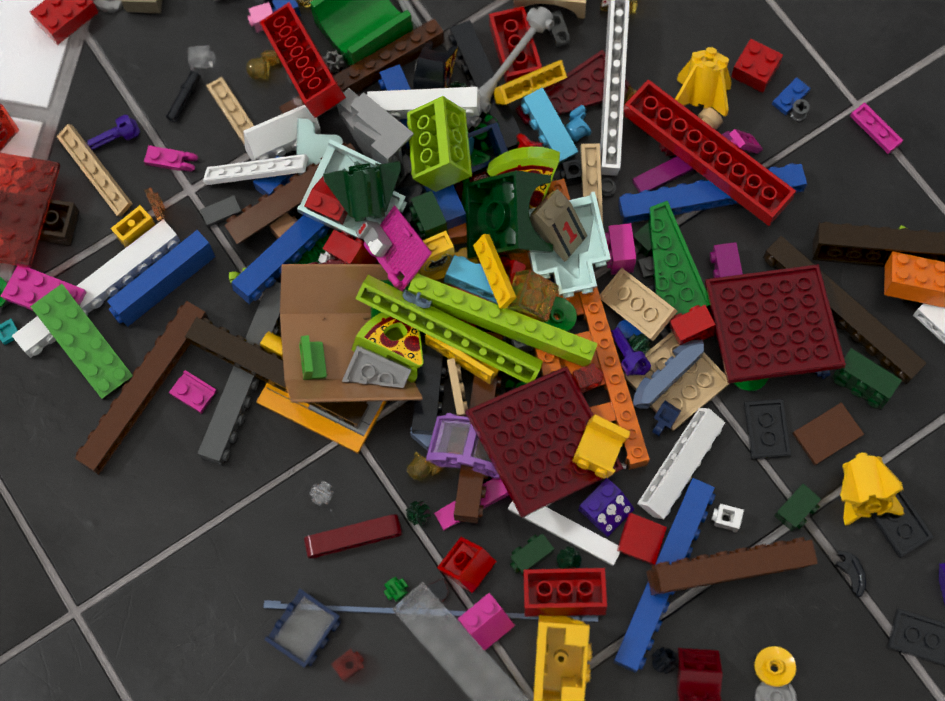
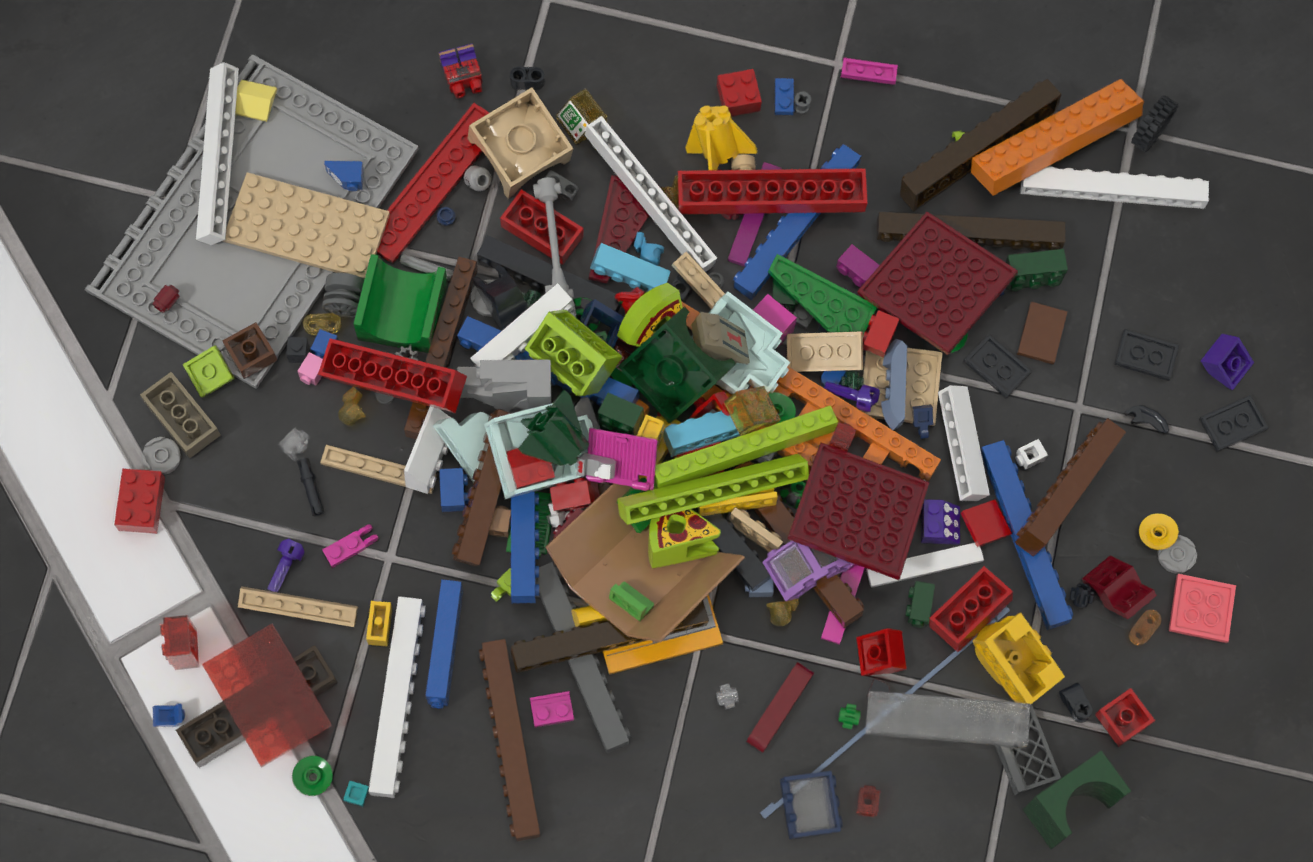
camera: 50 degrees left, 0 degrees up
(29, 286) = (362, 737): dark pink plate -> none
(81, 341) = (431, 745): bright green plate -> none
(156, 203) = (380, 589): clear orange wing -> none
(220, 211) = (433, 552): dark grey tile -> none
(256, 169) = (435, 494): white tile -> none
(372, 368) = (685, 566): light grey wing -> none
(418, 513) = (812, 646): clear green gear -> none
(421, 302) = (675, 485): sand blue piece -> none
(486, 621) = (935, 677): dark pink slope -> none
(494, 271) = (708, 414): yellow plate -> none
(530, 83) = (587, 247): yellow brick -> none
(569, 558) = (950, 583): clear green gear -> none
(600, 446) = (901, 480): yellow panel -> none
(745, 141) = (789, 160): dark pink plate -> none
(797, 507) = (1071, 405): dark green brick -> none
(869, 488) = (1109, 347): yellow brick -> none

